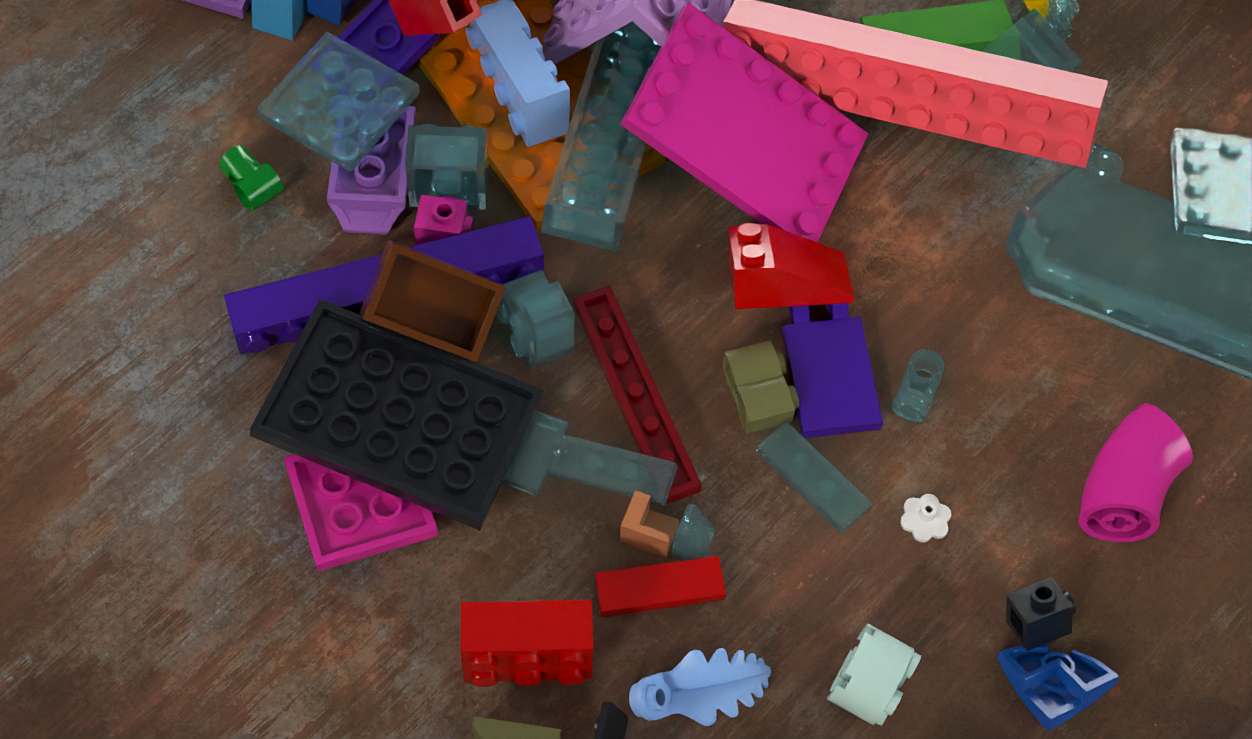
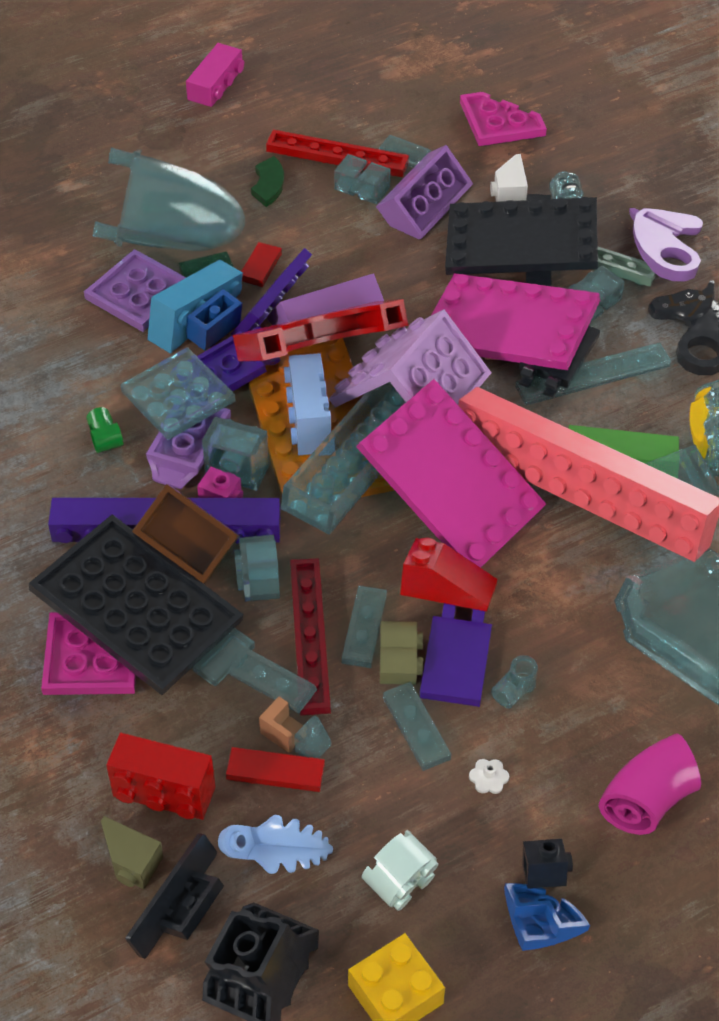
camera: 20 degrees right, 10 degrees down
(699, 362) = (364, 627): none -> clear light blue tile

